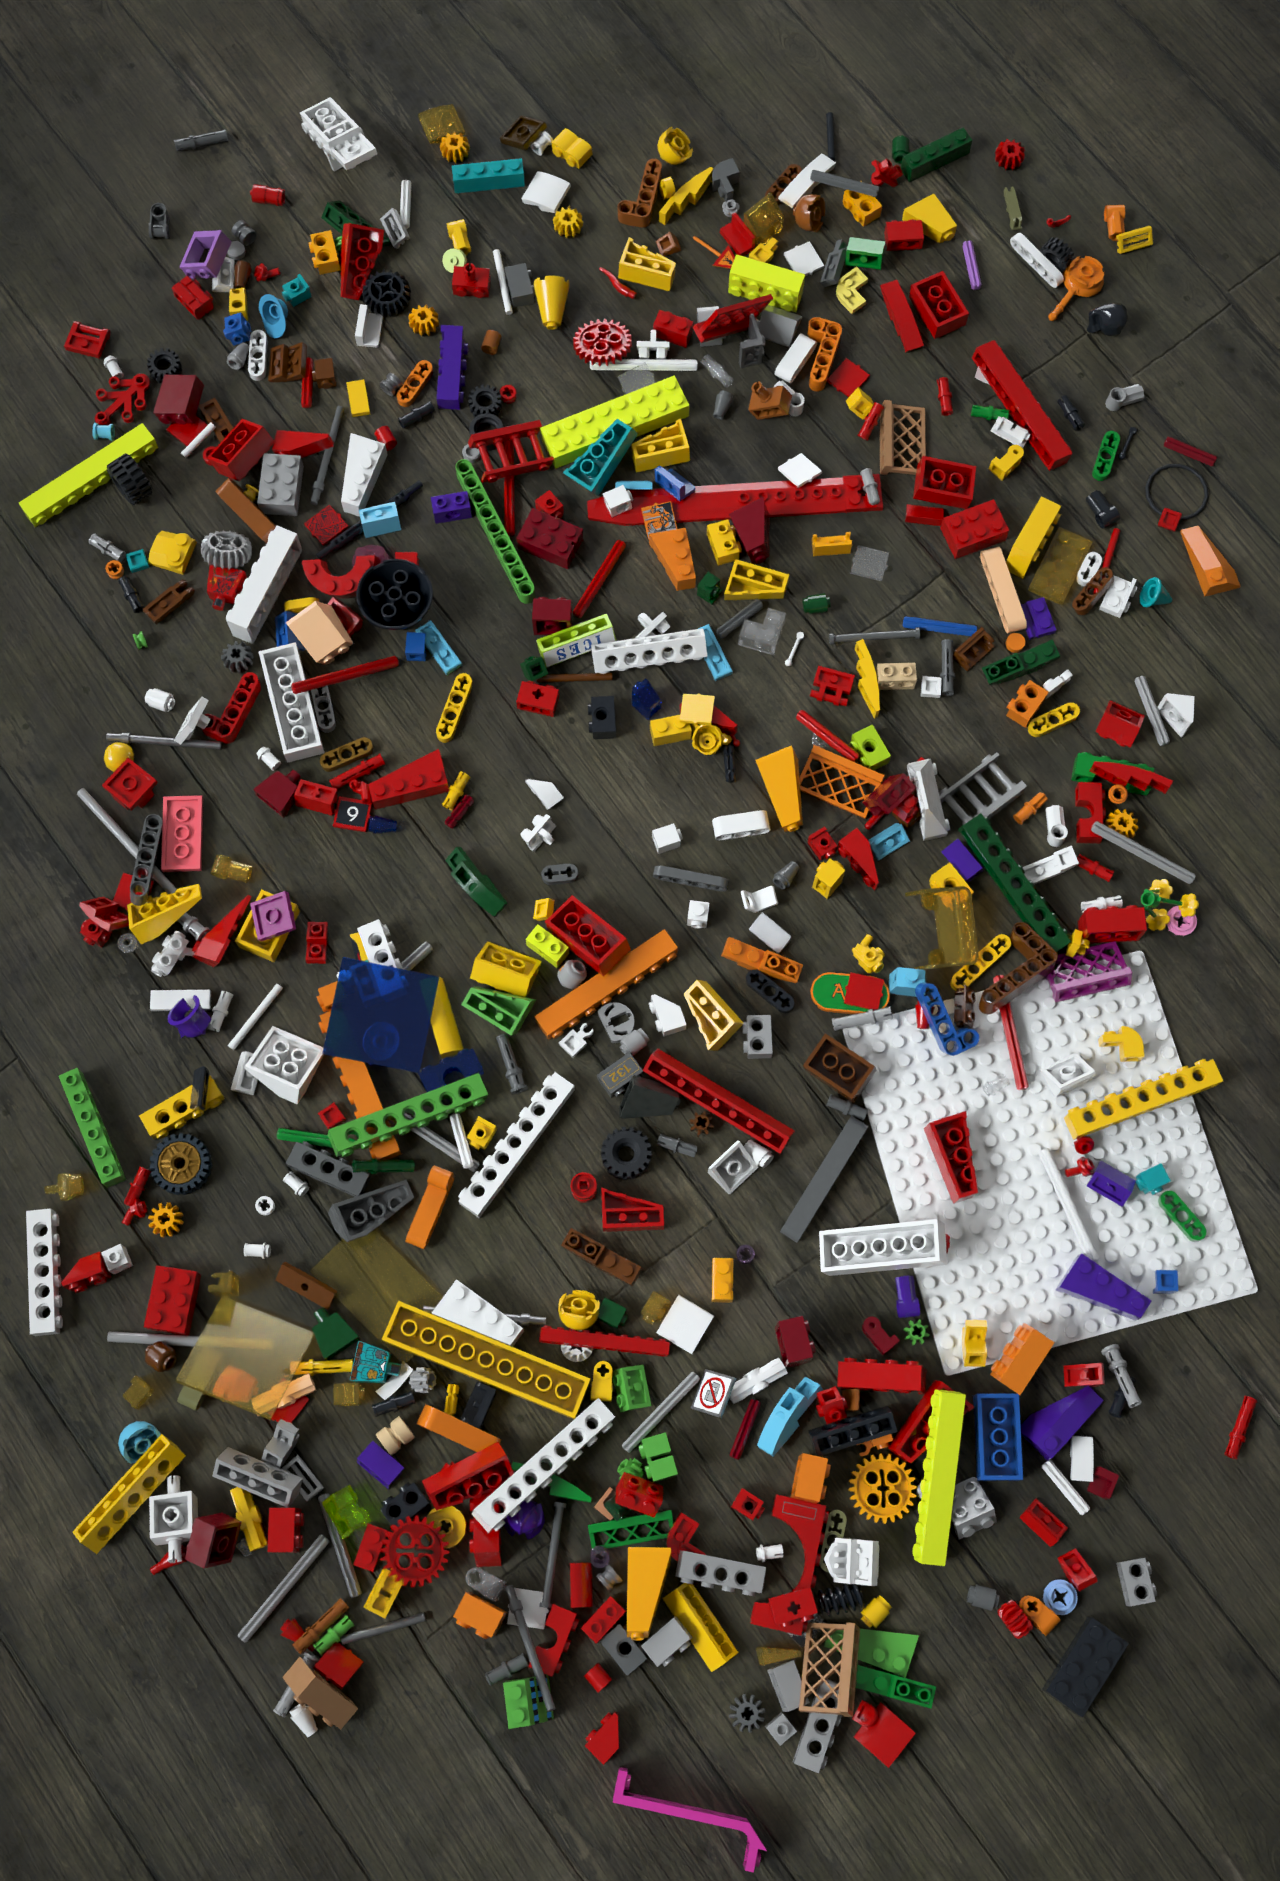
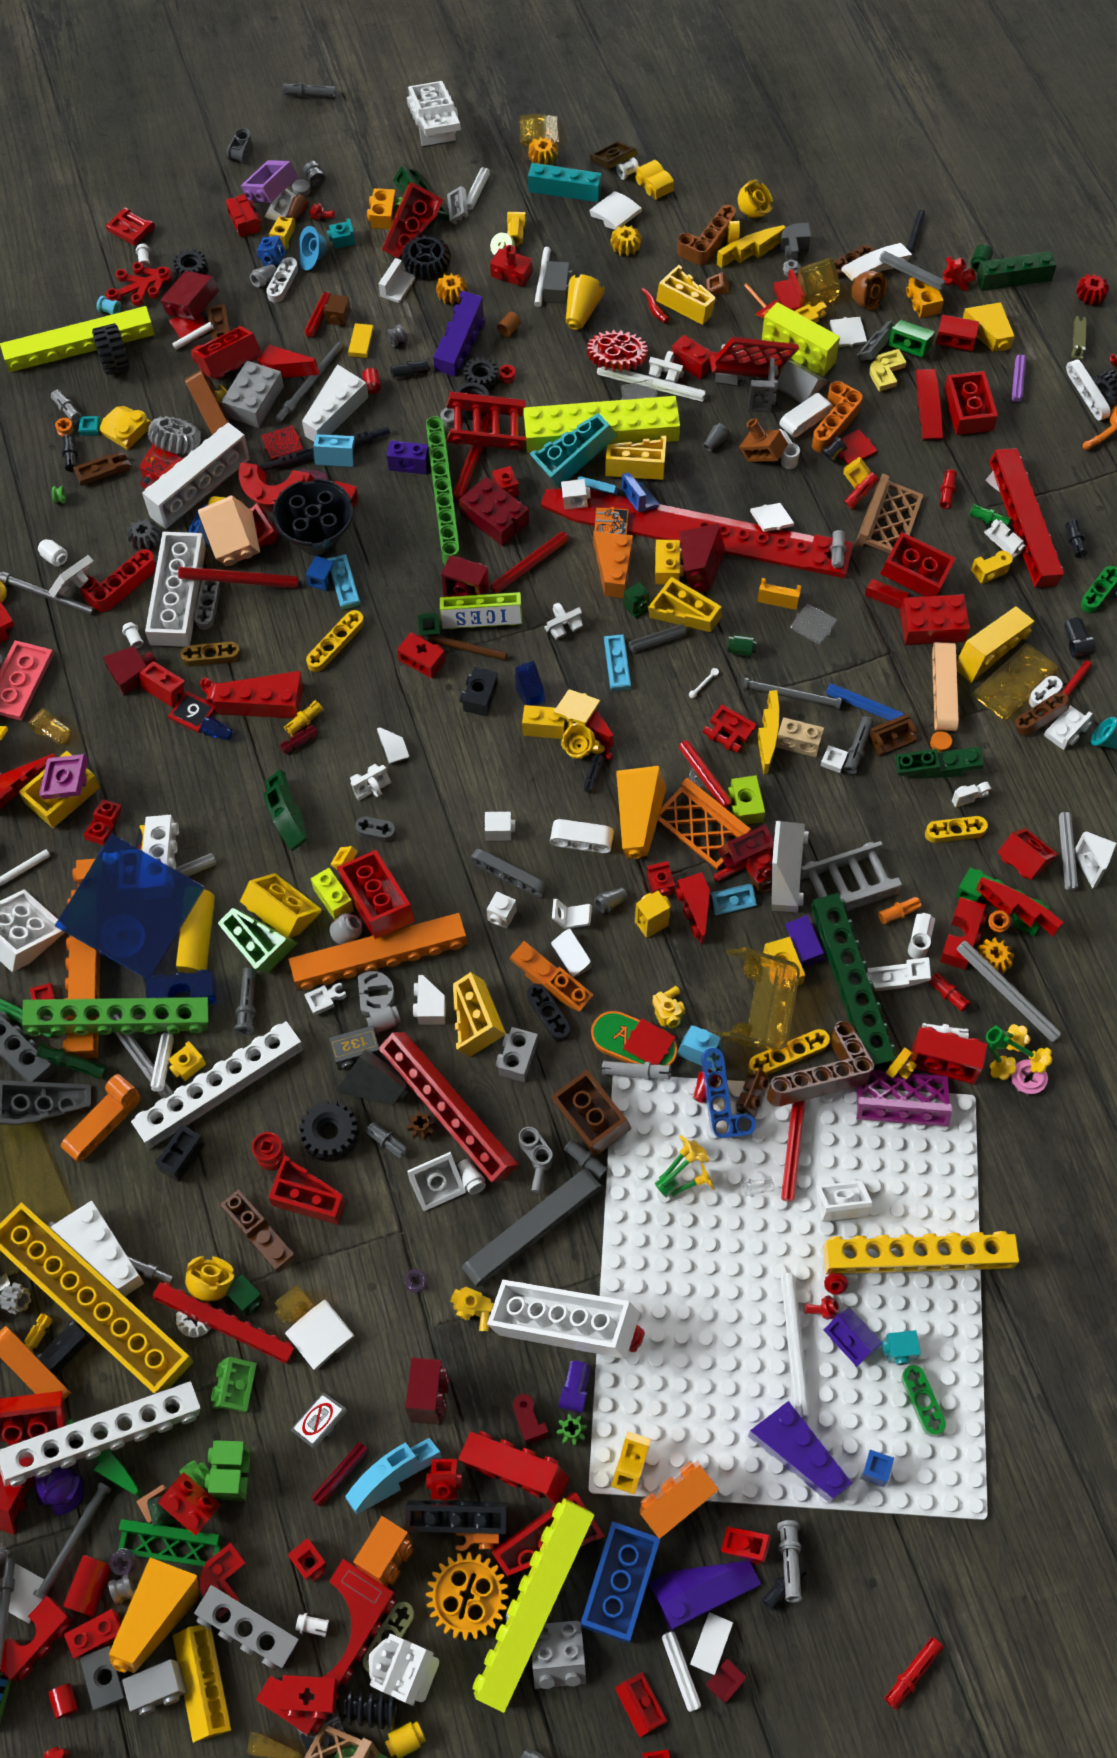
camera: 20 degrees right, 10 degrees down
(267, 195) = (349, 148): red piece -> none
(287, 363) = (306, 293): reddish brown slope -> none
(358, 771) = (237, 668): red pin -> none
(414, 391) = (428, 334): orange beam -> none
(510, 1214) = (180, 1153): none -> black brick
(602, 1386) = (204, 1368): yellow piece -> none
(656, 643) = (602, 640): white brick -> none
(660, 1412) = (259, 1420): light grey axle -> none
(717, 371) = (722, 406): clear pin -> none
(722, 1280) = (377, 1299): light orange brick -> none
(757, 1380) = (372, 1423): white piece -> none
(763, 636) = (676, 660): clear brick -> none
(798, 1258) = (470, 1303): none -> yellow piece
(806, 1109) = (533, 1150): none -> light grey beam
(833, 386) = (834, 449): none -> black bush
(852, 1399) = (470, 1482): dark orange slope -> none
(923, 1107) = (691, 1151): none -> plant
(953, 1154) = (682, 1244): red wedge -> none
(1029, 704) = (935, 807): orange brick -> none
(1038, 618) = (973, 725): dark purple plate -> none
(1129, 1043) = (924, 1186): yellow brick -> none

